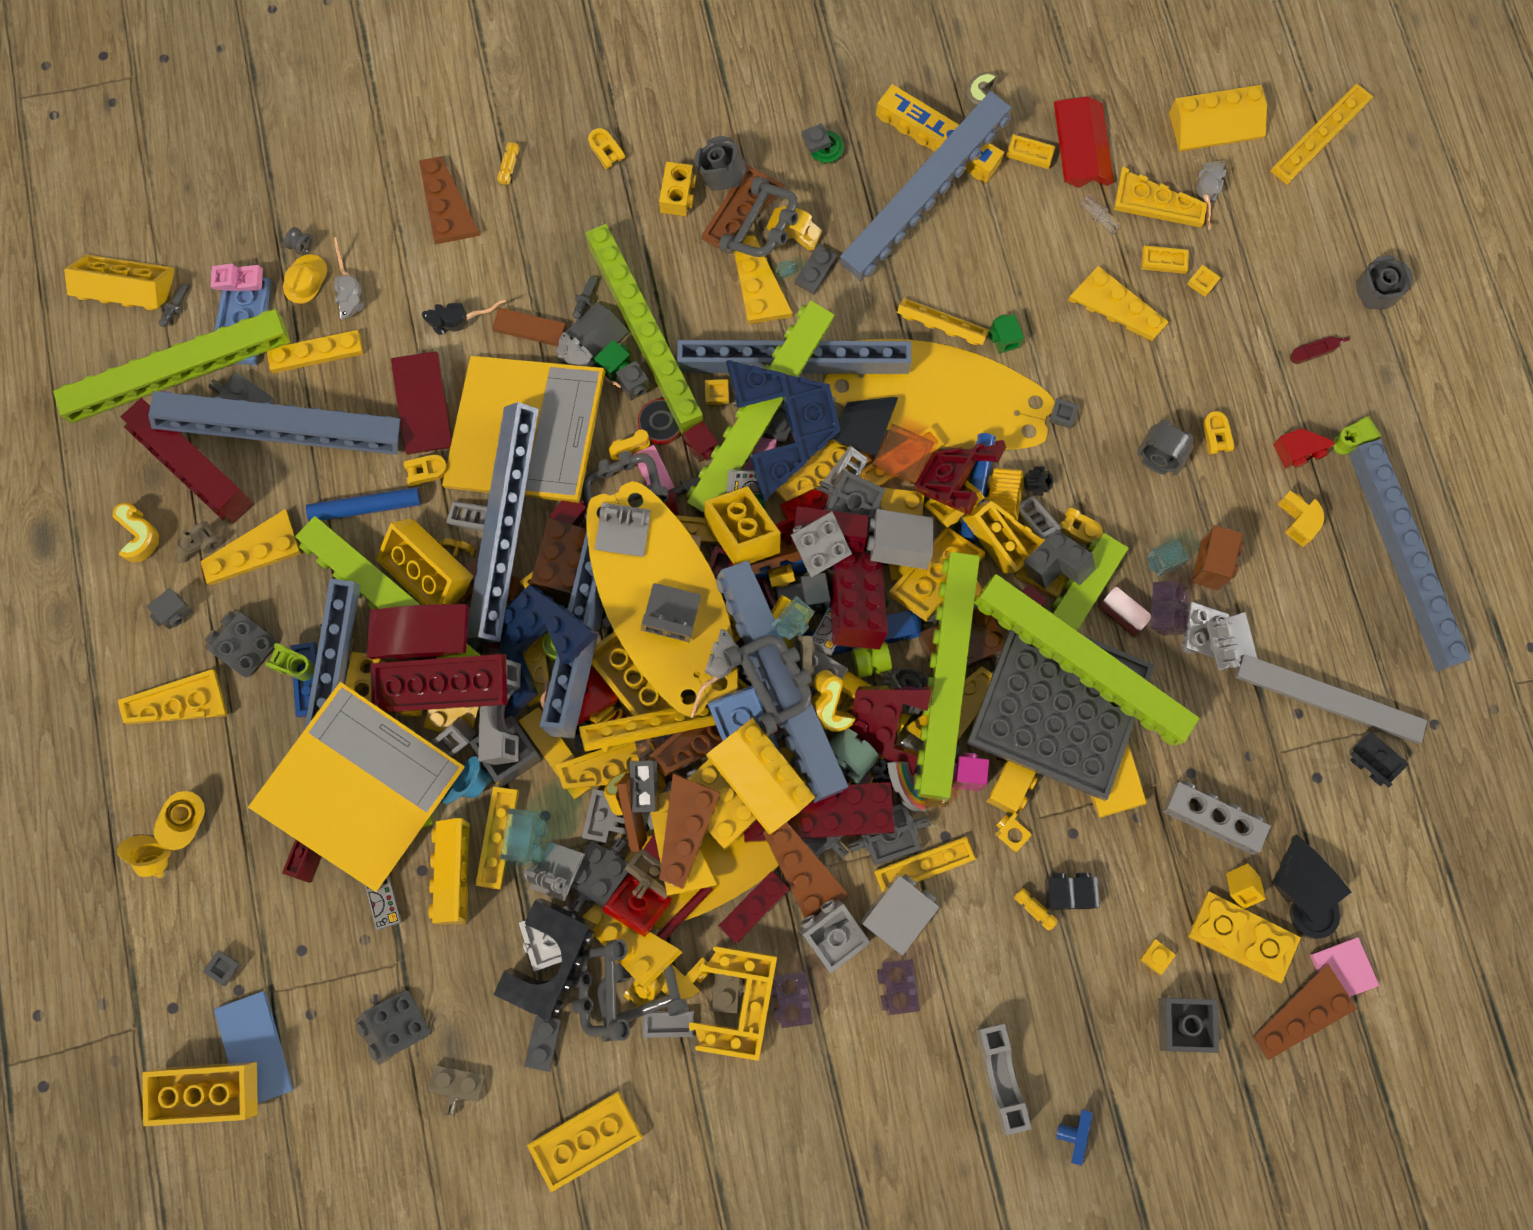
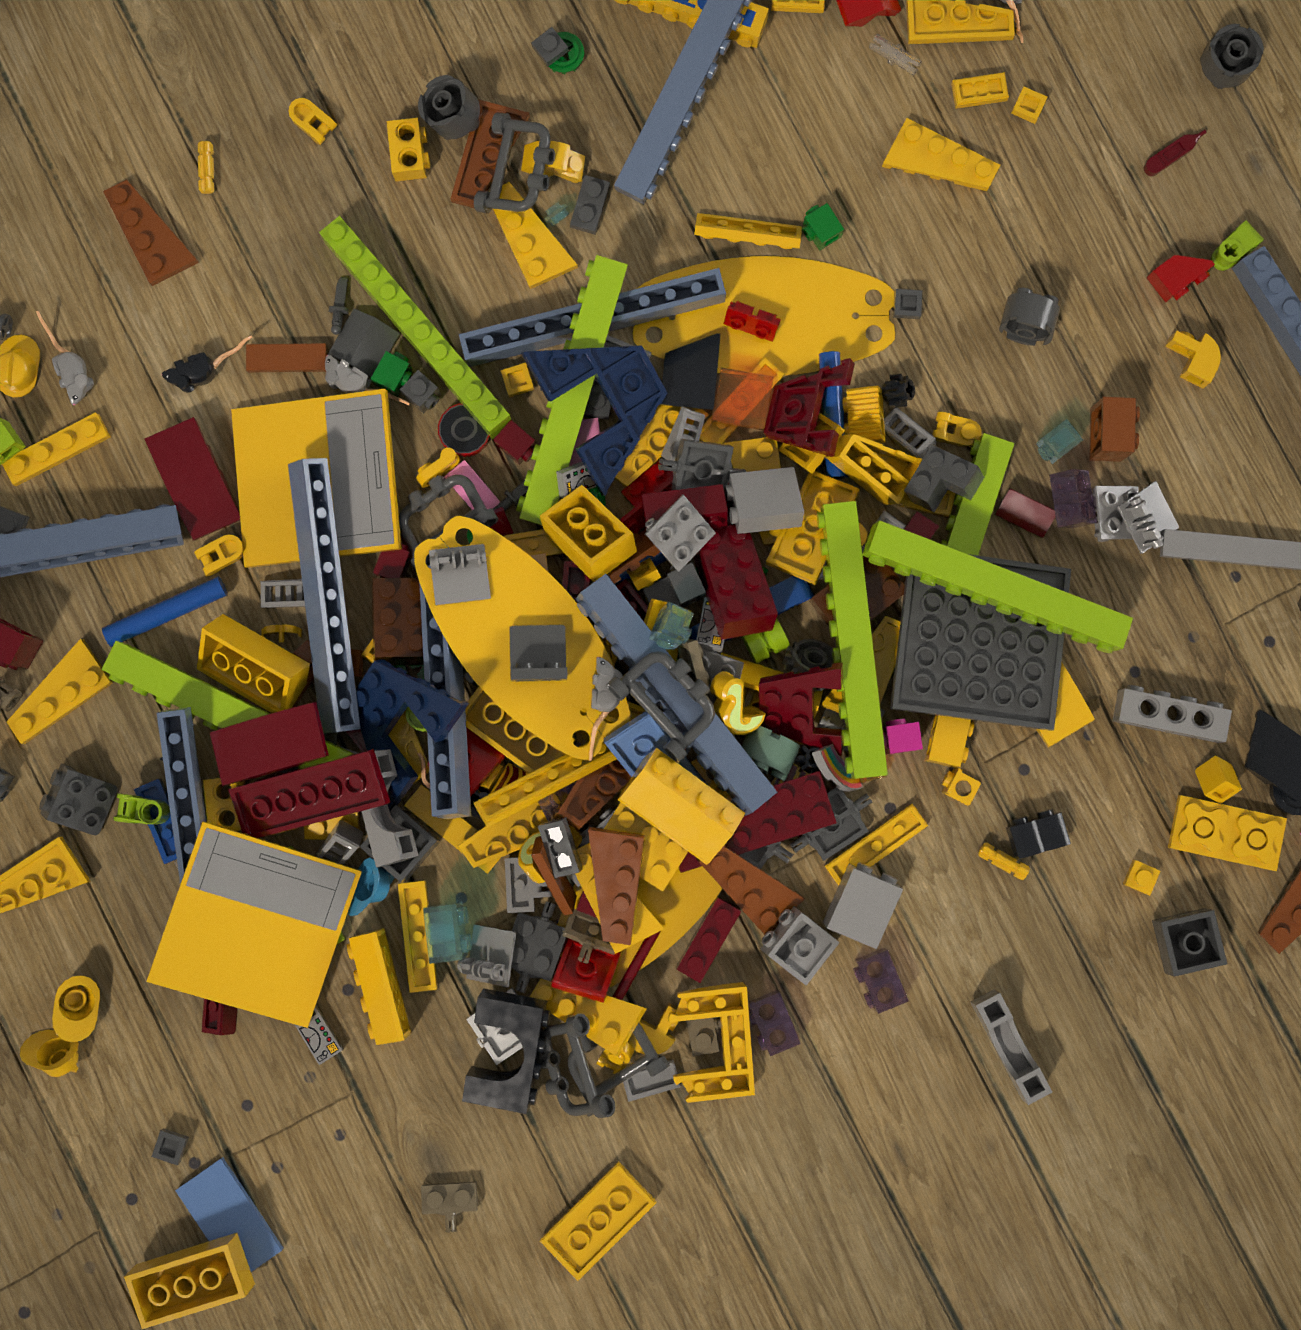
camera: 10 degrees left, 10 degrees up
(392, 1026) = (366, 1159): dark grey bracket -> none
(543, 1044) = (527, 1135): dark grey plate -> none
(921, 391) = (740, 317): none -> red hinge
(1078, 1136) = (1099, 1083): blue tile -> none
(1217, 425) = (1078, 273): yellow plate -> none

